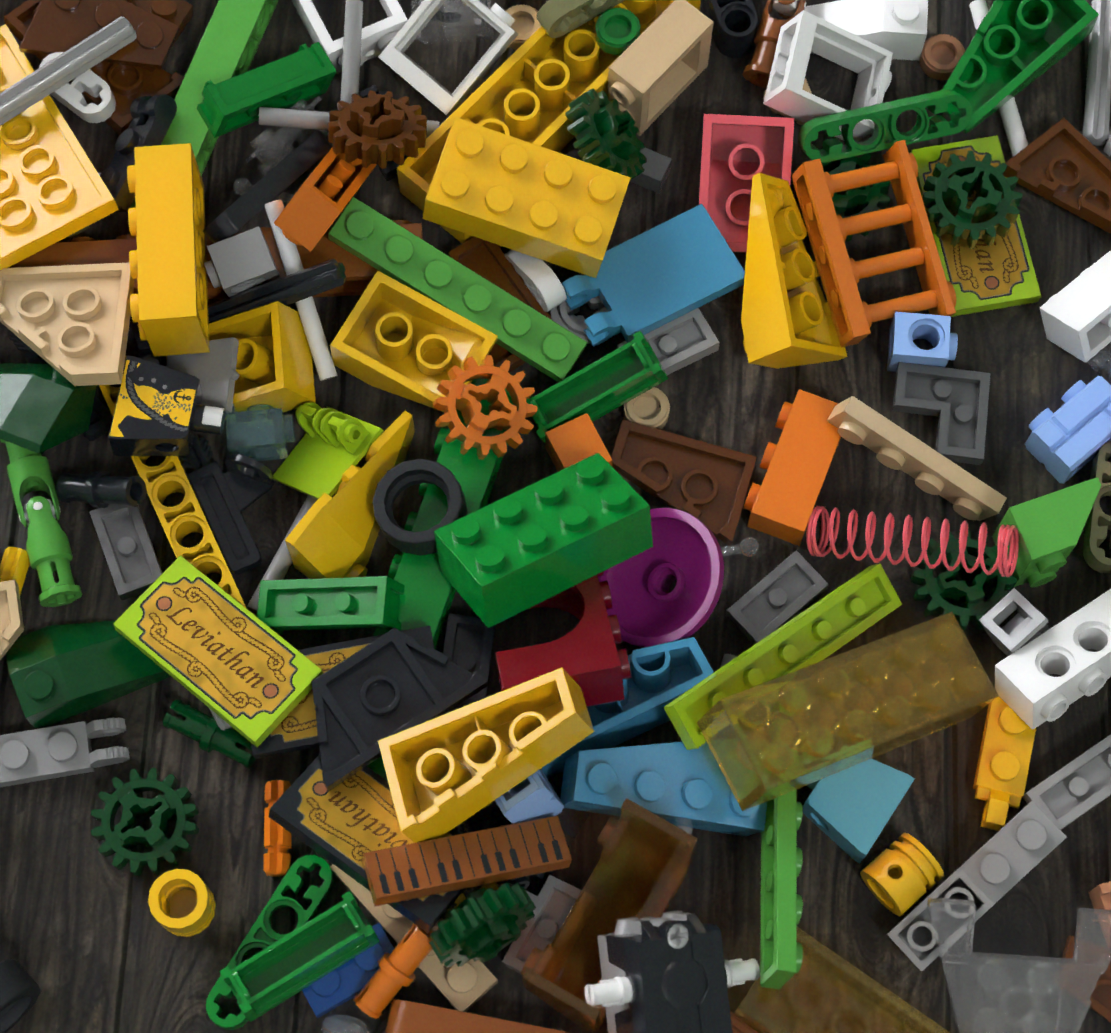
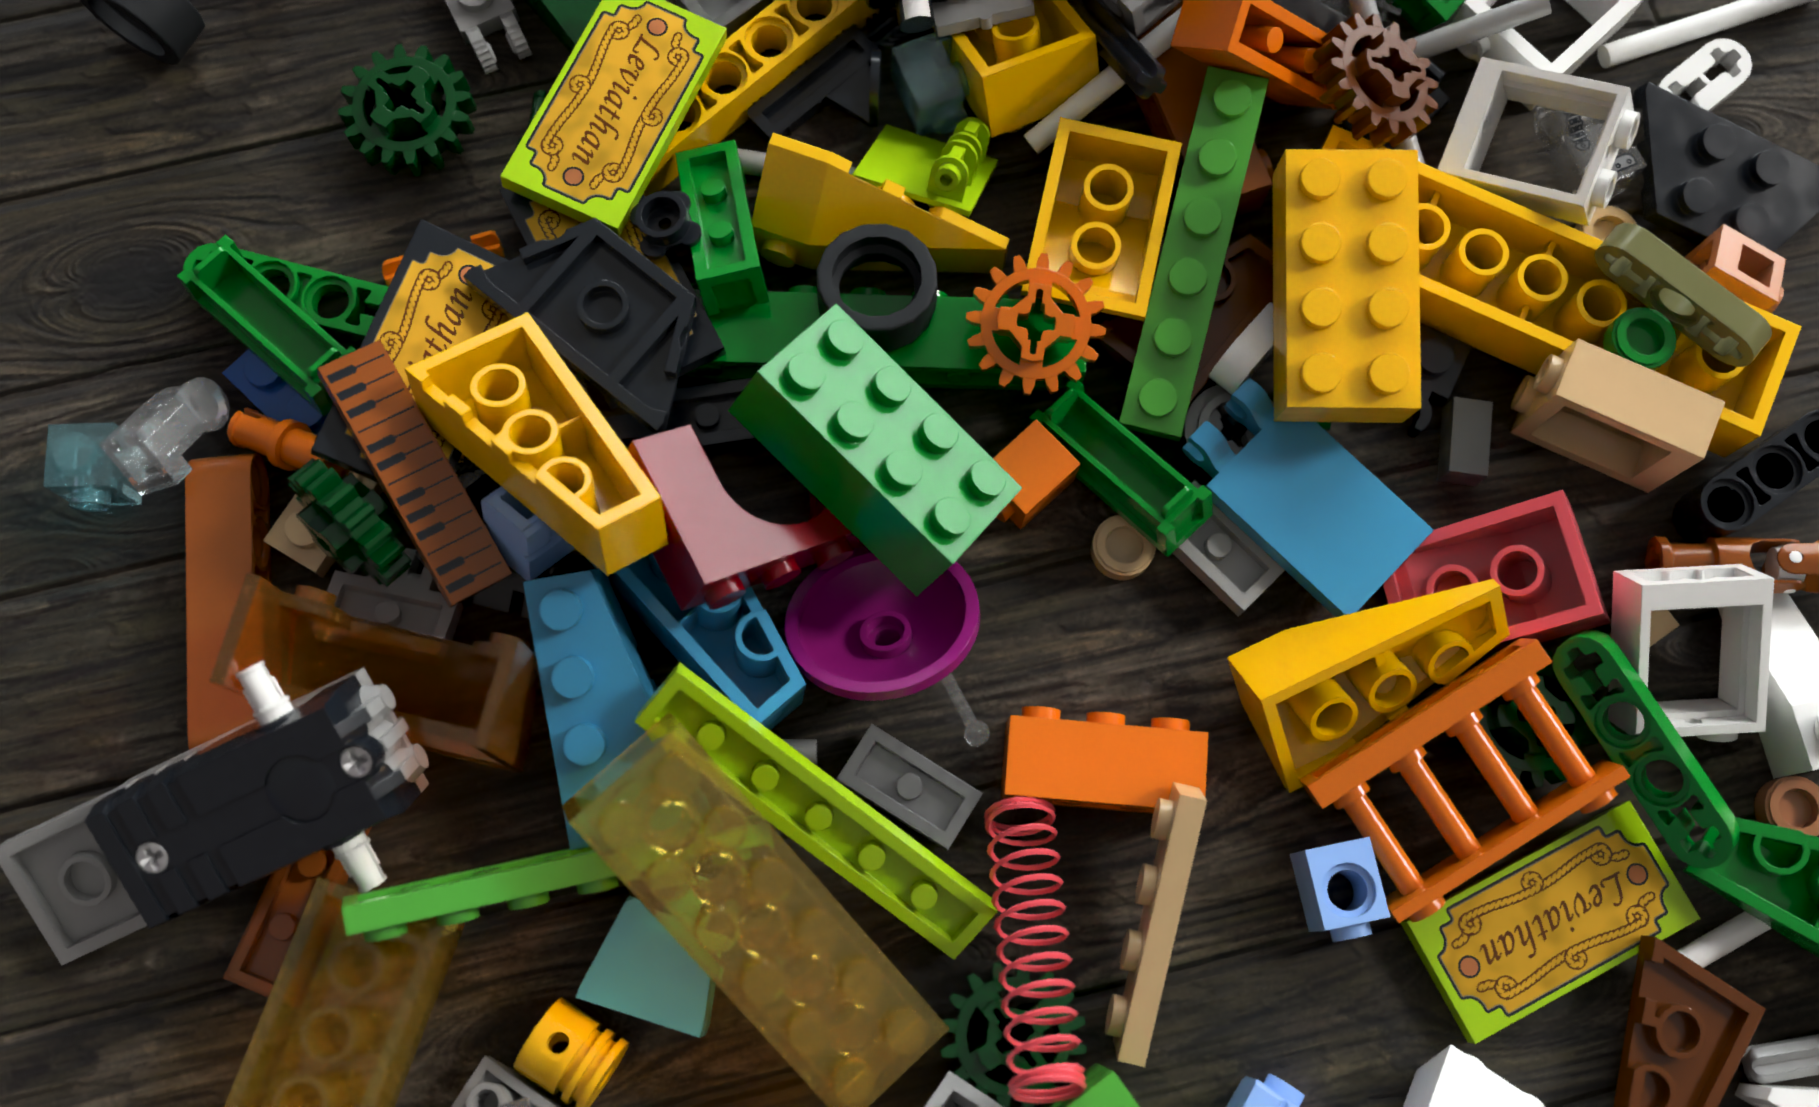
camera: 70 degrees right, 5 degrees up
(181, 902) = (316, 178): yellow piece -> none
(317, 627) = (661, 208): none -> black plate
(605, 134) = (1477, 368): dark green gear -> none
(686, 474) = (1046, 623): reddish brown wing -> none
(957, 400) = (1275, 962): dark grey plate -> none
(994, 199) = (1577, 929): dark green gear -> none

